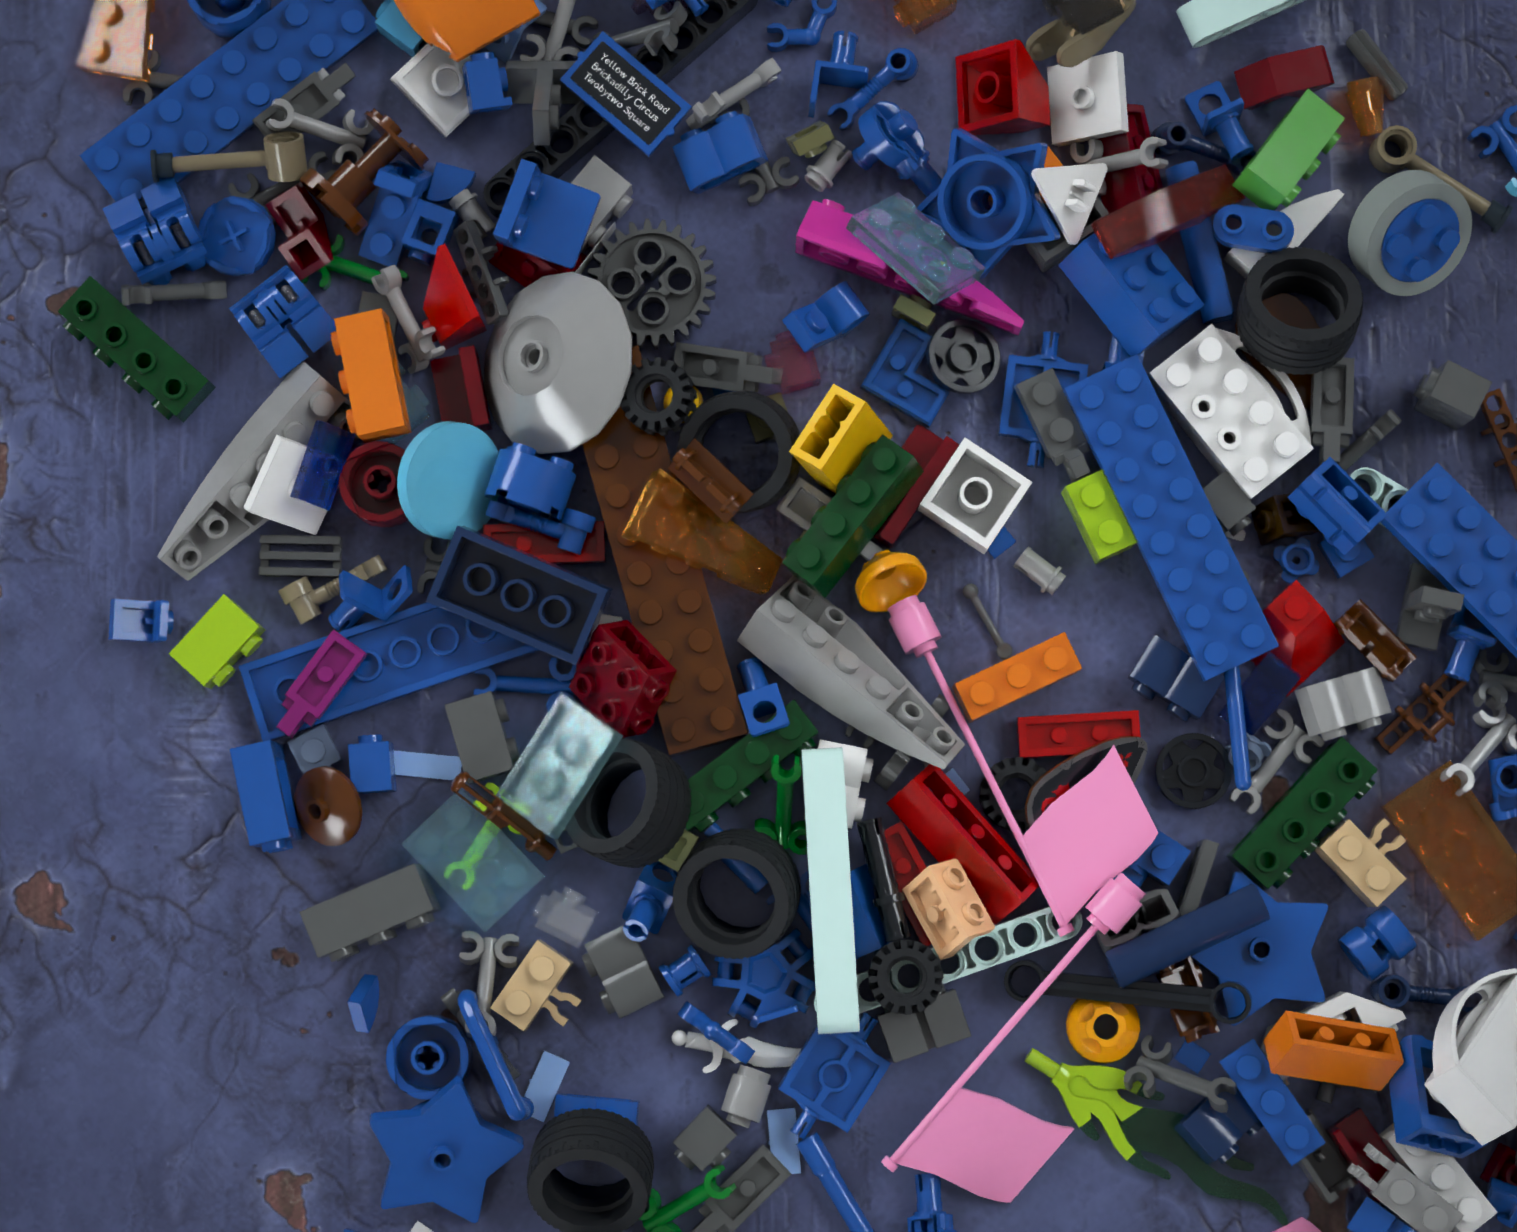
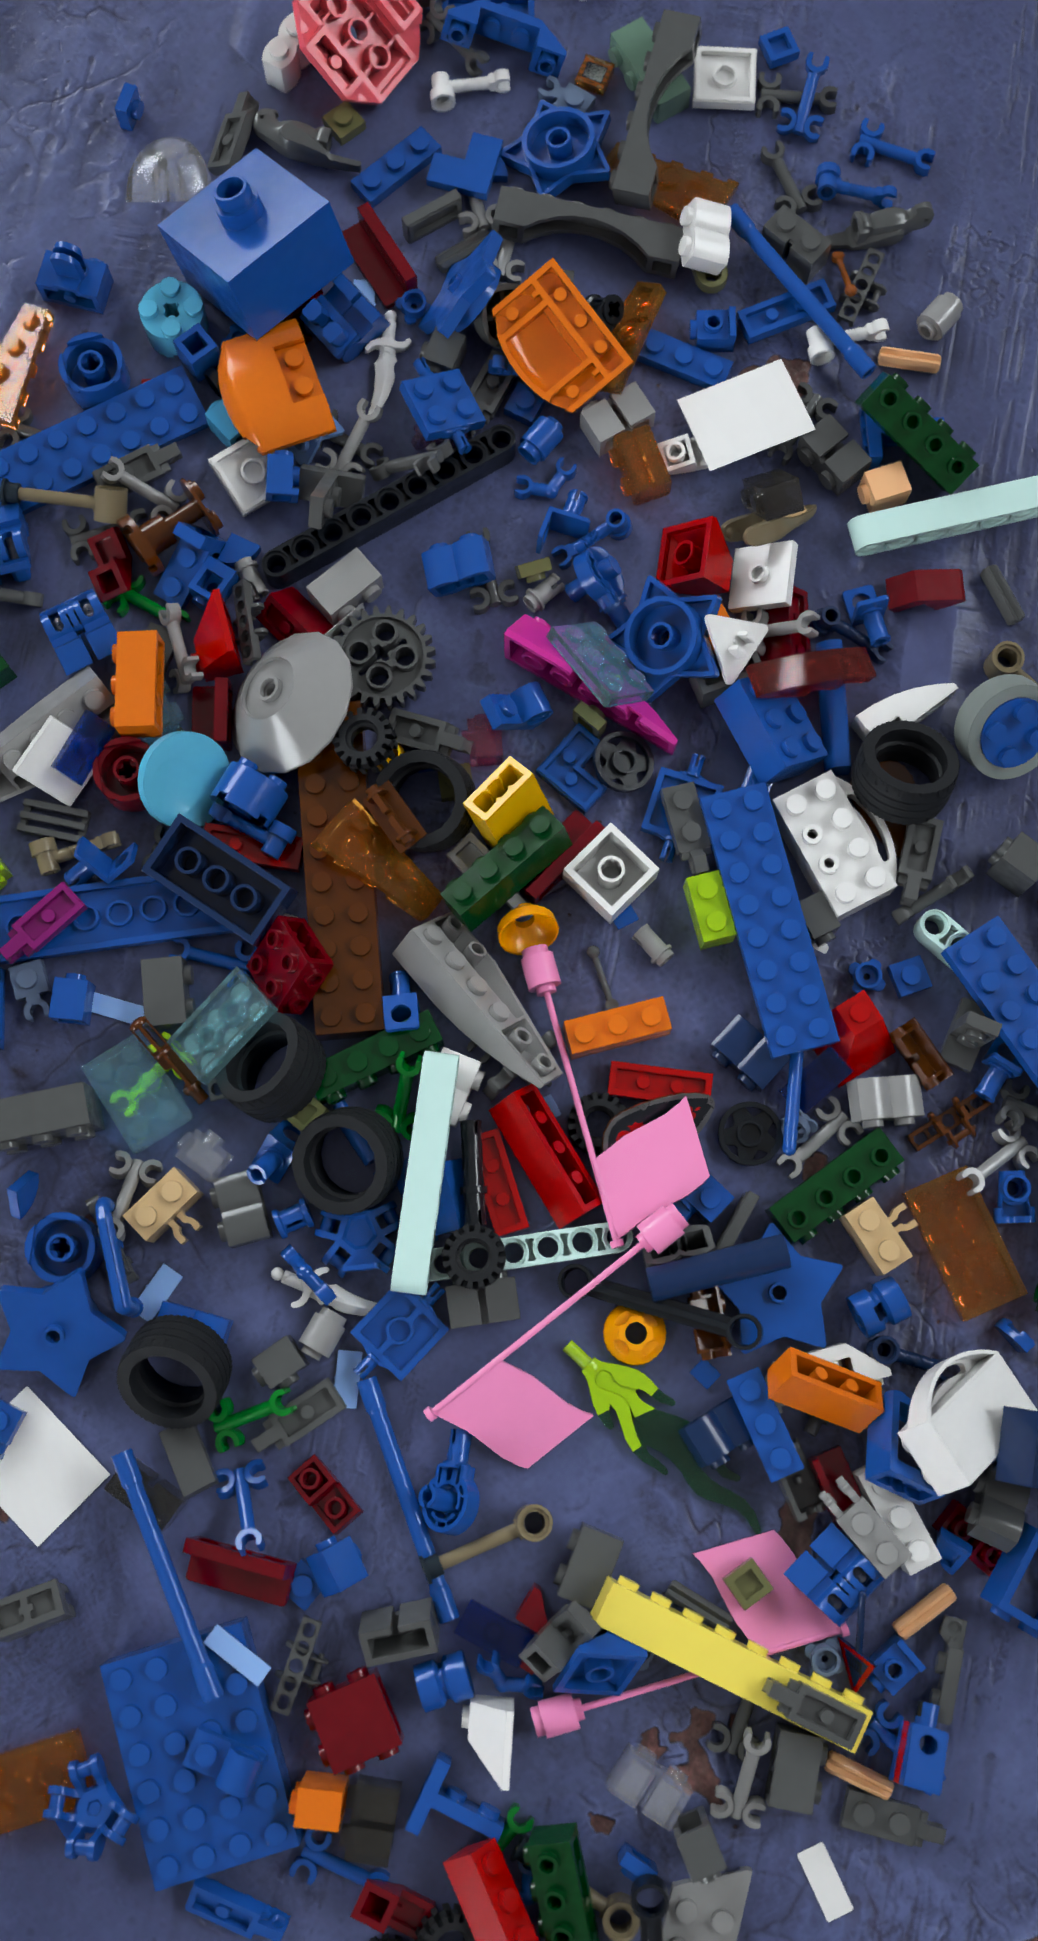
camera: 10 degrees right, 5 degrees down
(237, 236) = (59, 560): blue tile -> none
(328, 806) = (28, 1025): reddish brown dish -> none
(546, 216) = (304, 584): blue bracket -> none
(625, 94) = (391, 504): piece -> none
(716, 103) = (454, 530): light grey bar -> none
(947, 907) = (521, 1205): light nougat bracket -> none
(1155, 1065) = (672, 1375): dark grey bar -> none
(1252, 232) = (877, 702): blue plate -> none
(1279, 519) = (864, 939): dark brown bracket -> none
(1290, 153) = (919, 647): bright green brick -> none
(1337, 506) = (908, 935): blue brick -> none
(1366, 105) = (988, 623): clear orange cone -> none

